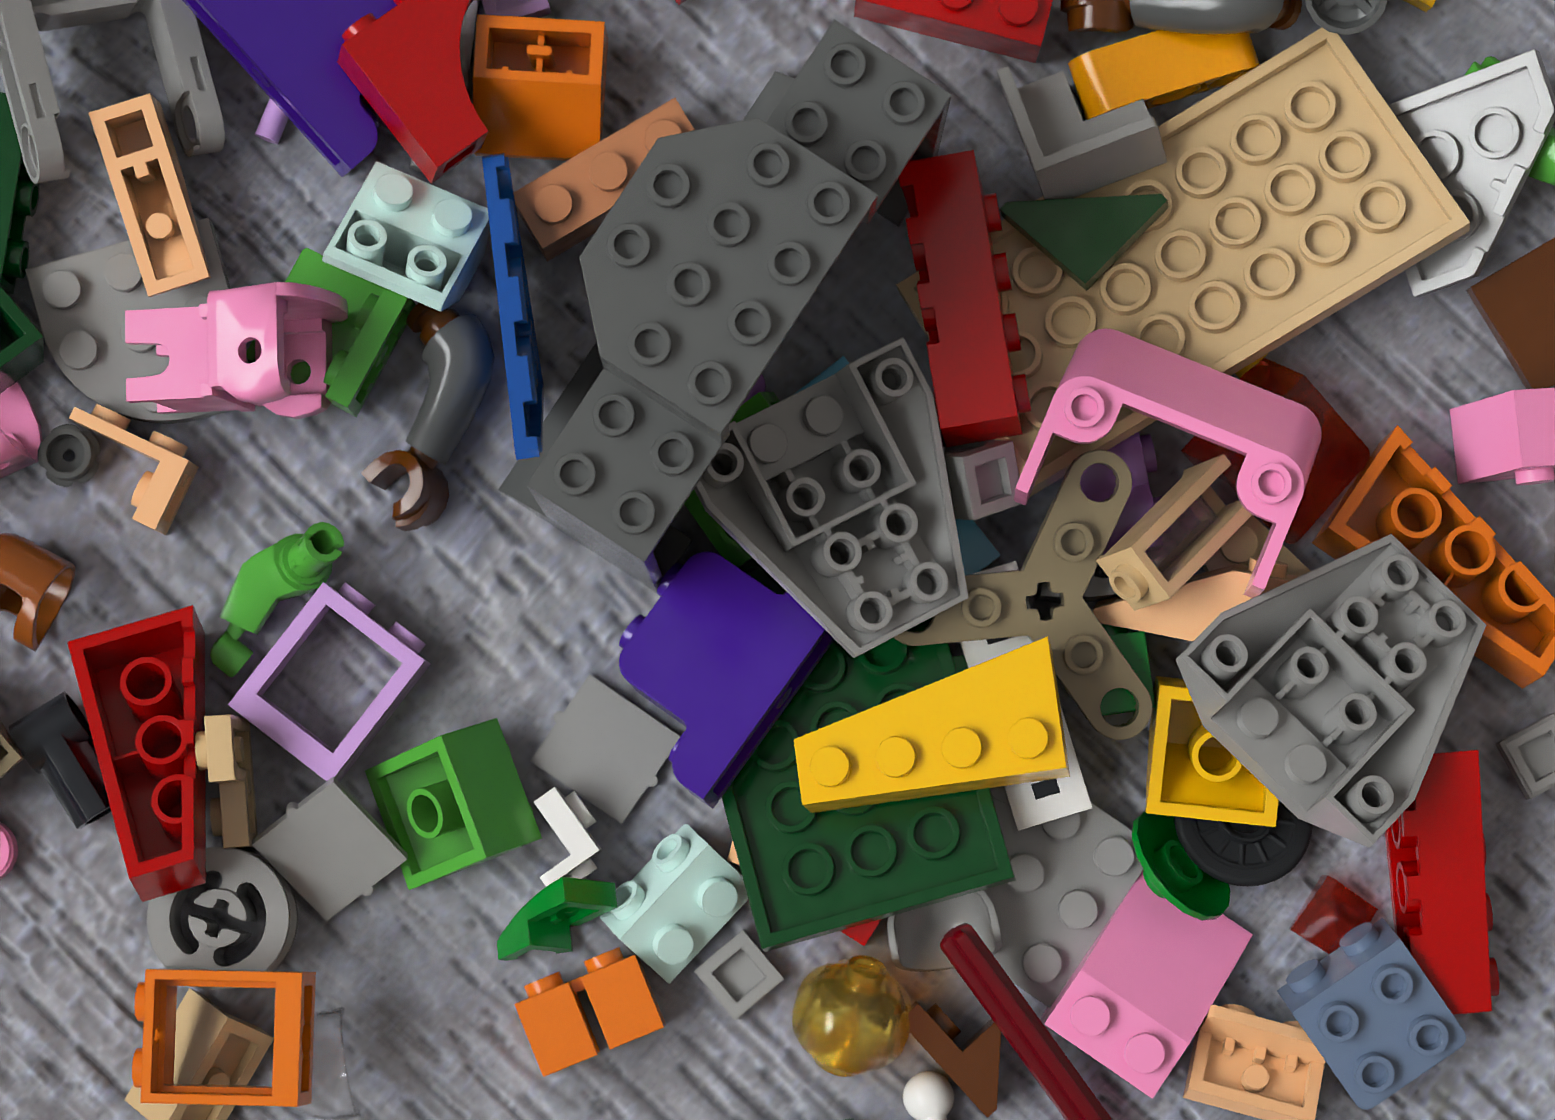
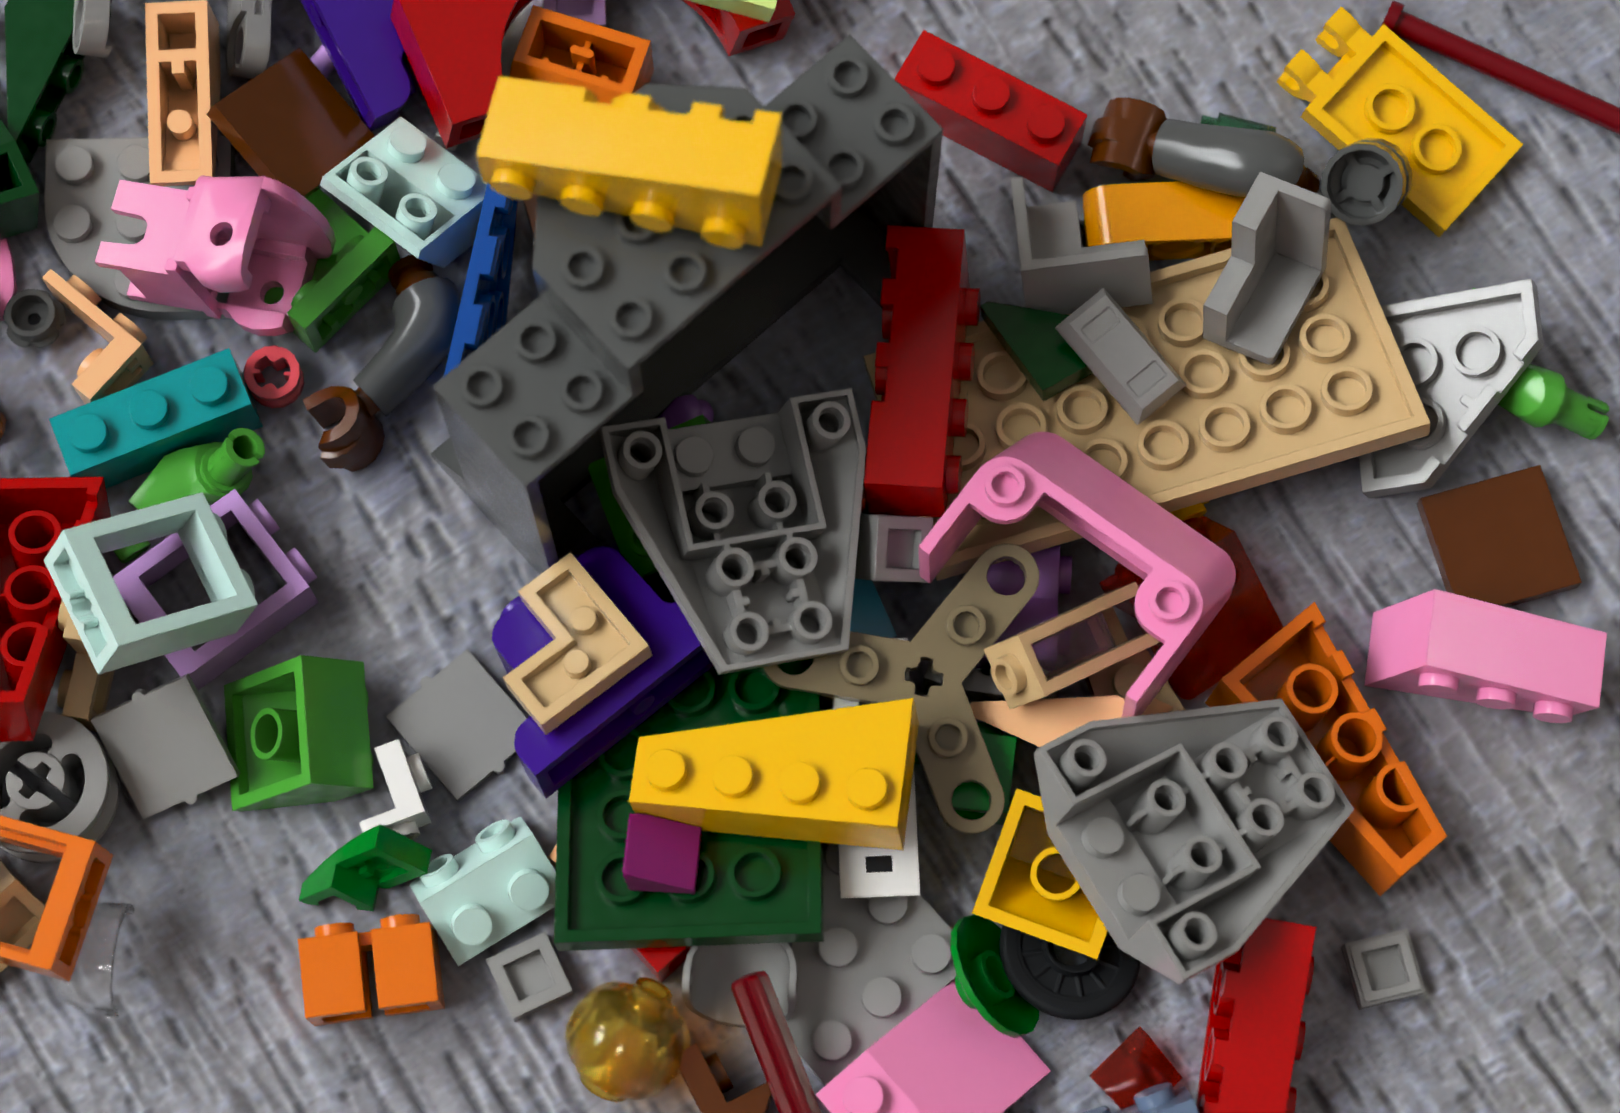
camera: 15 degrees right, 10 degrees down
(224, 531) = (141, 424): none -> teal brick
(237, 746) = (97, 603): none -> light aqua window
(271, 199) = (290, 123): none -> reddish brown tile
(322, 432) = (279, 359): none -> coral bush
(673, 233) = (634, 159): none -> yellow wedge
(721, 658) = (588, 650): none -> tan plate
(842, 840) = (661, 855): none -> magenta slope
(1152, 229) = (1120, 356): none -> light grey tile
(1277, 109) = (1272, 268): none -> light grey panel

